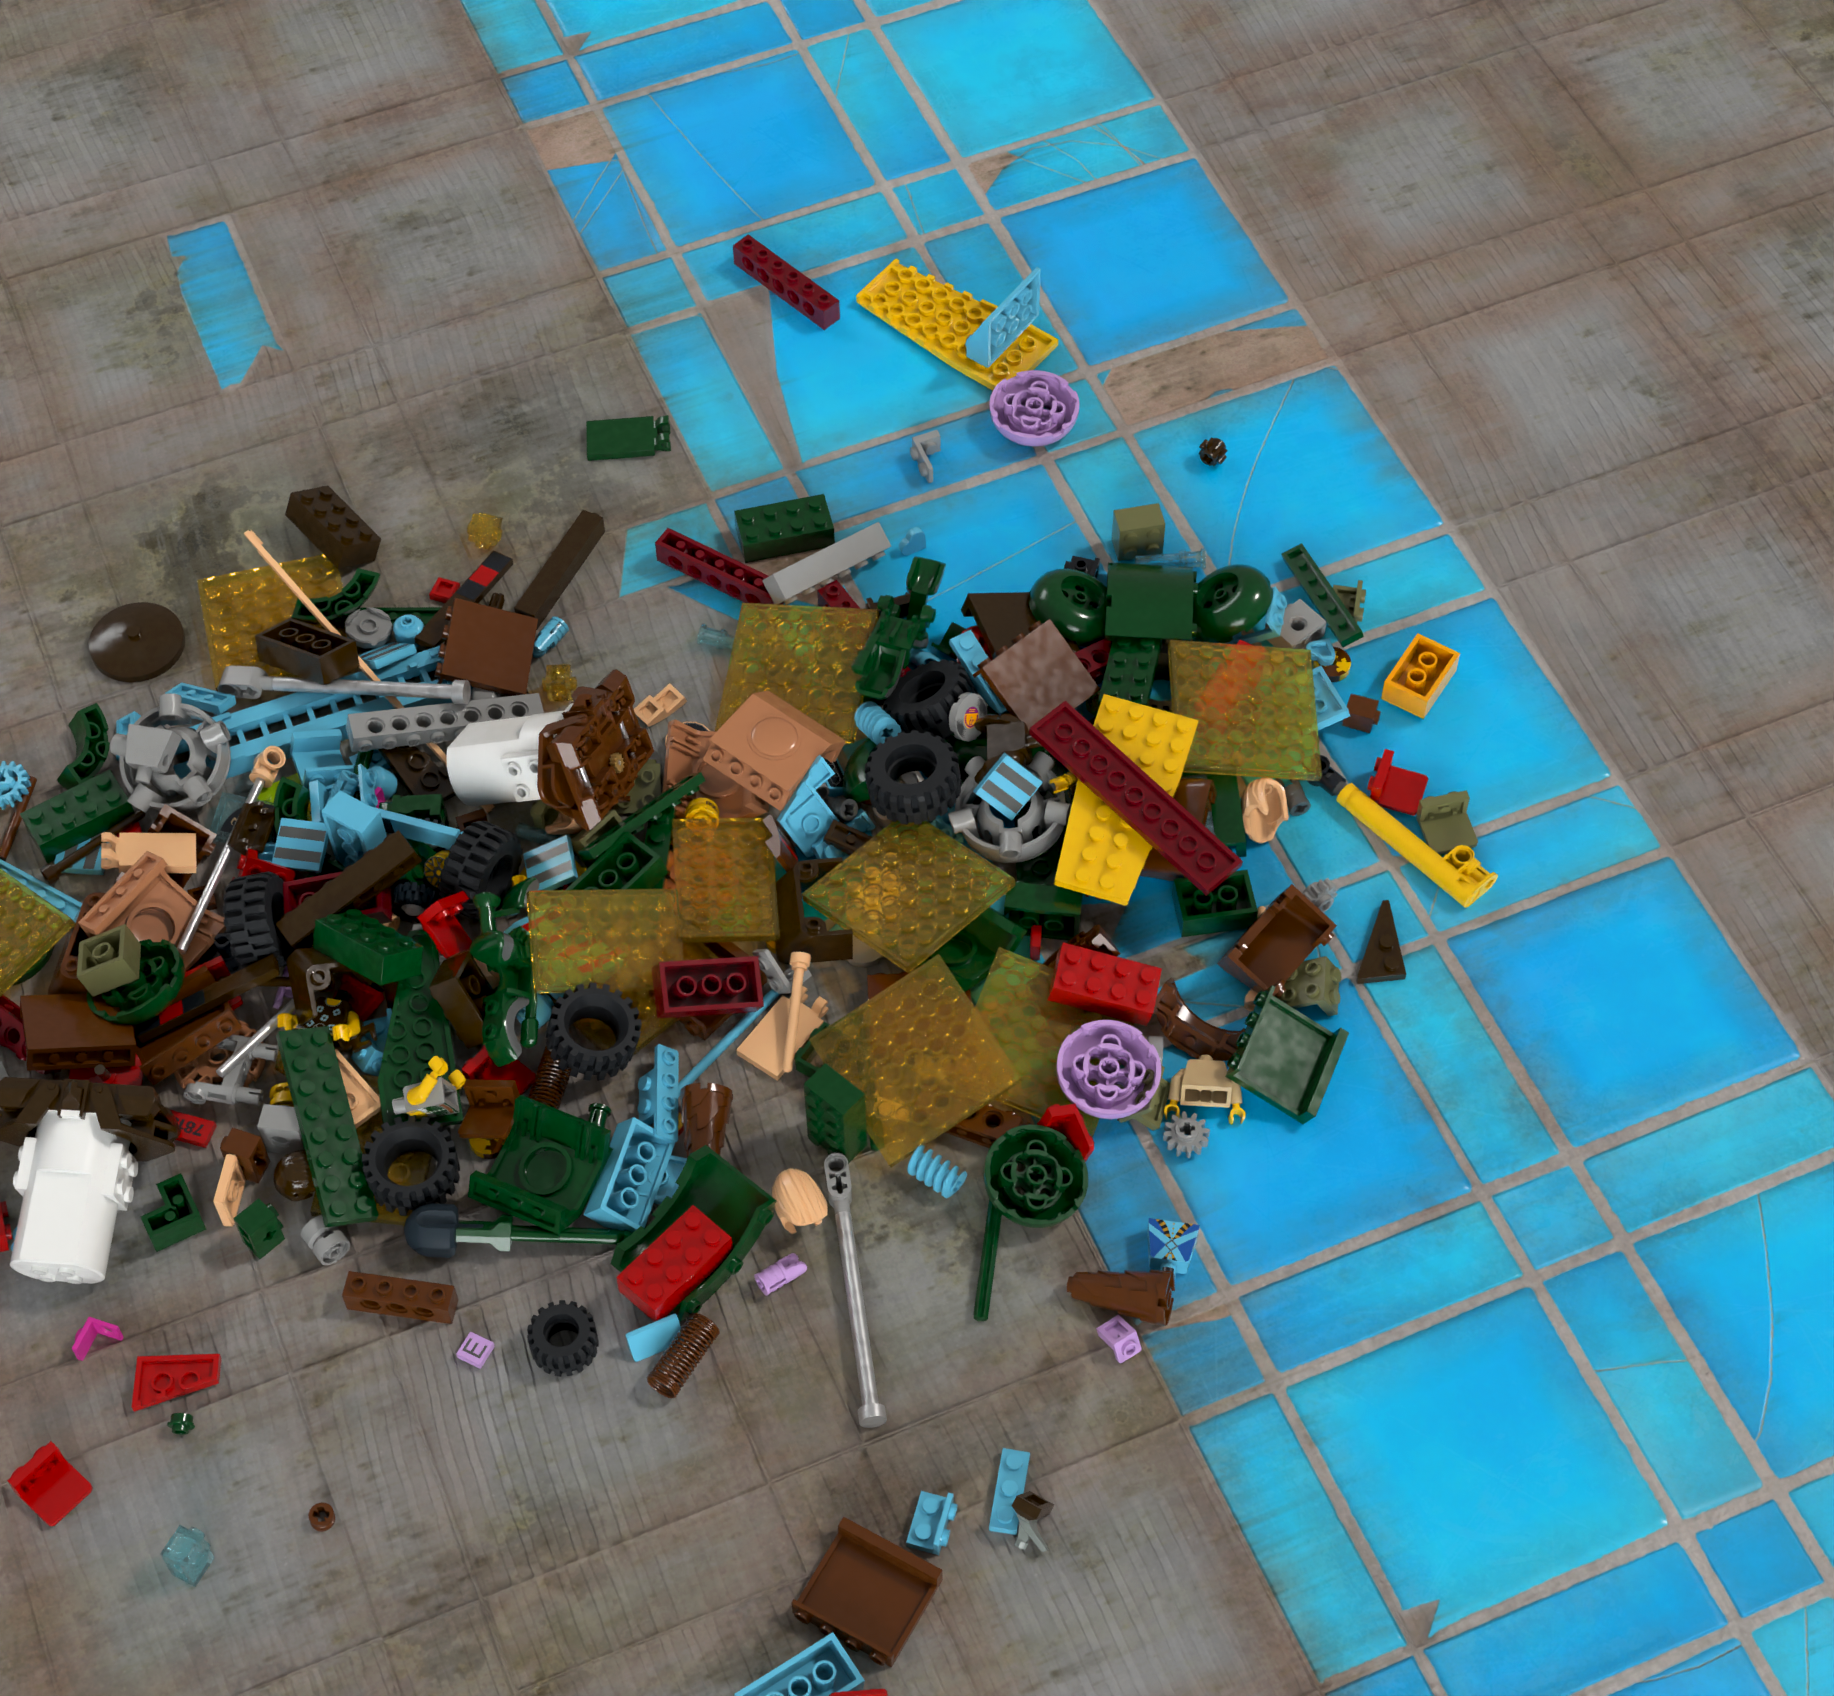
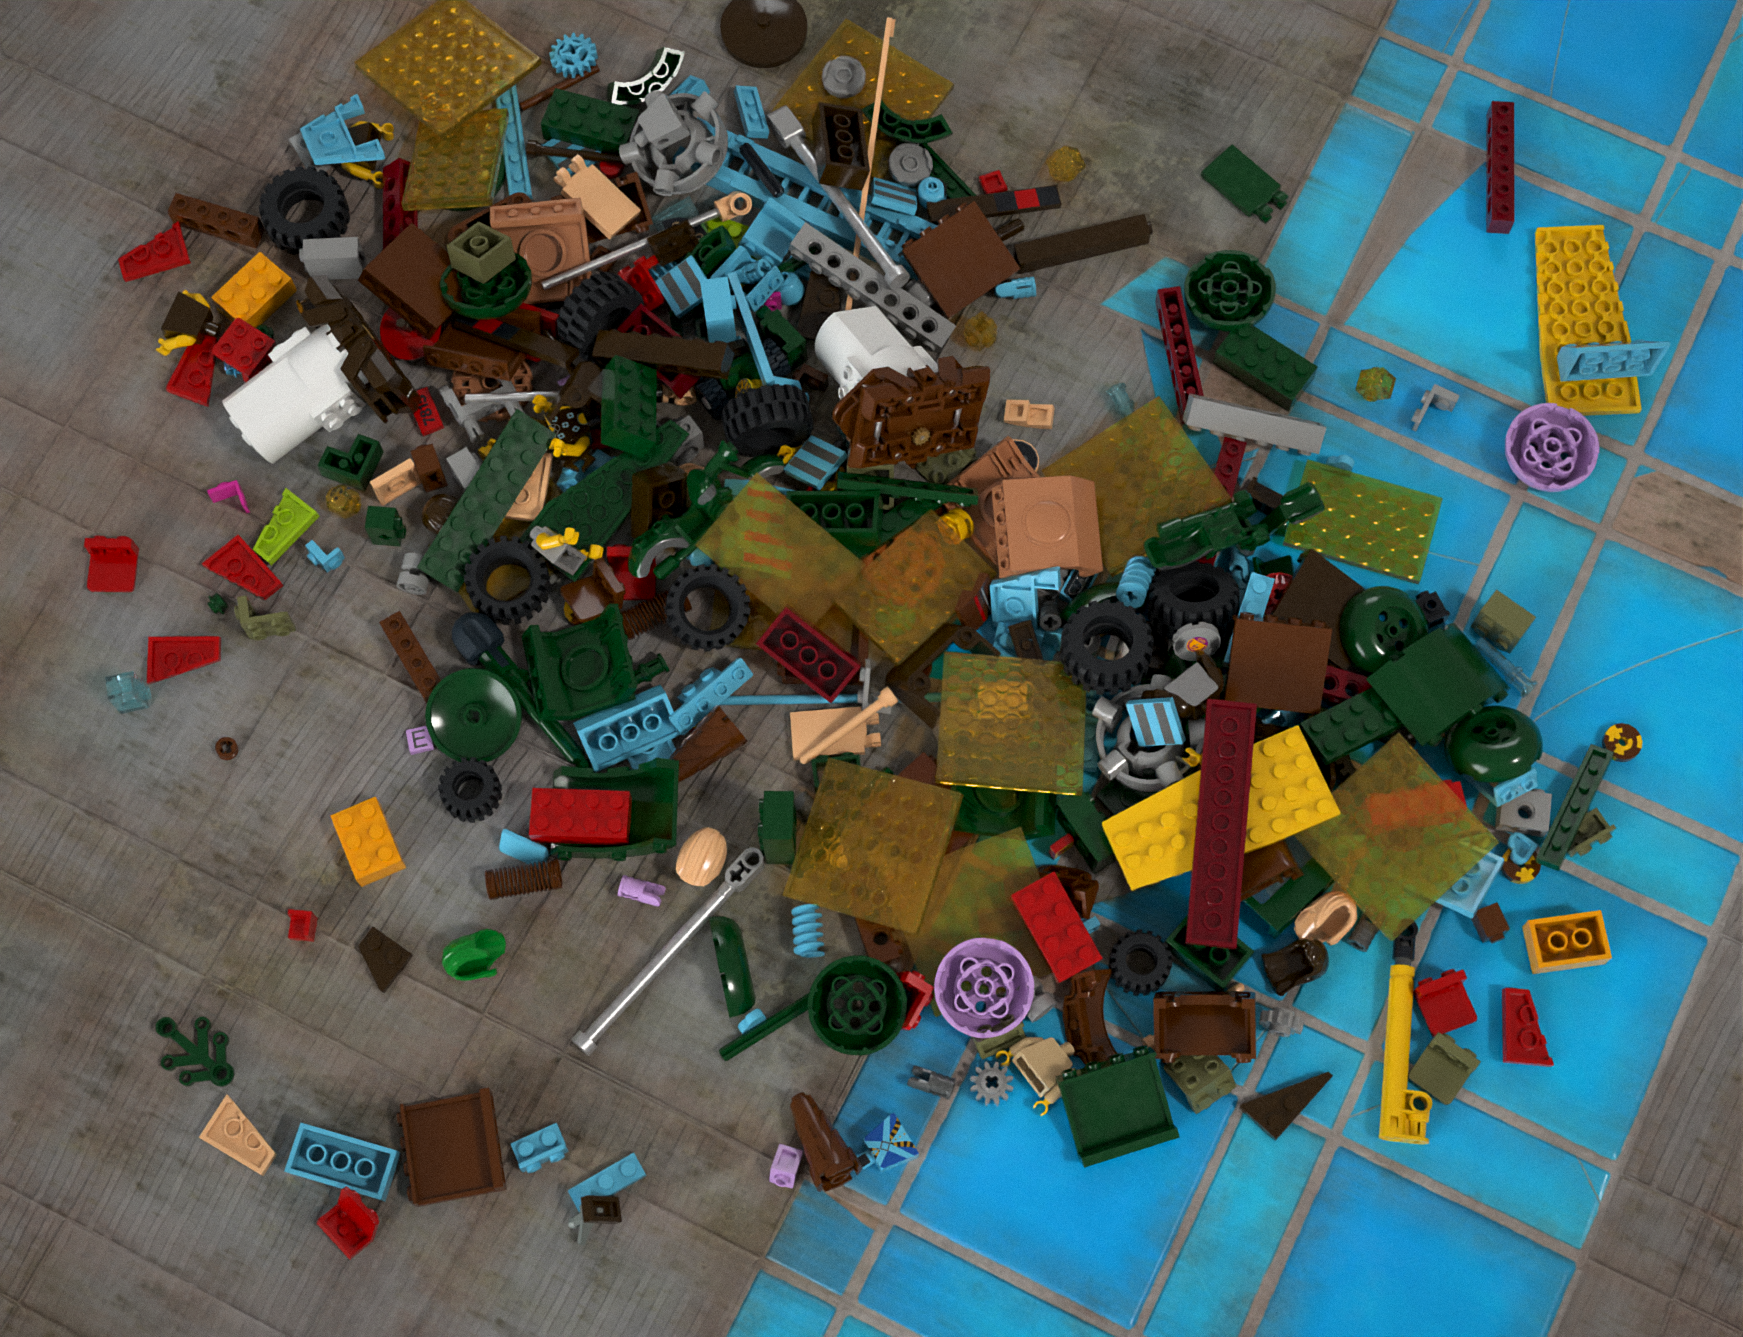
camera: 50 degrees right, 15 degrees up
(170, 1313) = (286, 526): none -> lime wing
(196, 1489) = (180, 655): none -> red wing
(199, 1249) = (343, 501): none -> clear yellow head
(231, 1305) = (327, 562): none -> medium azure bracket
(242, 1399) = (264, 625): none -> olive bracket
(245, 616) = (843, 77): none -> light grey tile
(262, 722) = (761, 170): none -> black axle
(332, 526) = (969, 63): dark brown brick -> none
(444, 928) = (695, 442): red bracket -> none
(500, 1283) = (473, 715): none -> dark green dish
(527, 1456) = (368, 841): none -> light orange brick
(548, 1570) = (302, 925): none -> red panel
(641, 1525) = (383, 957): none -> dark brown wing
(710, 1446) = (473, 955): none -> green hair
(713, 495) = (1231, 271): none -> dark green brick
(873, 473) = (1375, 384): none -> clear yellow brick
(925, 1253) = (733, 961): none -> dark green brick
(972, 1270) = (751, 1020): none -> medium azure tile
(980, 556) = (1367, 523): none -> clear yellow plate
(1146, 1176) = (936, 1083): none -> dark grey hinge
(1183, 940) = (1146, 943): none -> black tyre
(1212, 451) = (1642, 613): dark brown gear -> none
(1279, 856) = (1295, 964): none -> dark brown piece
(1297, 528) = (1631, 738): none -> reddish brown piece
(1466, 760) = (1521, 1030): none -> red wing

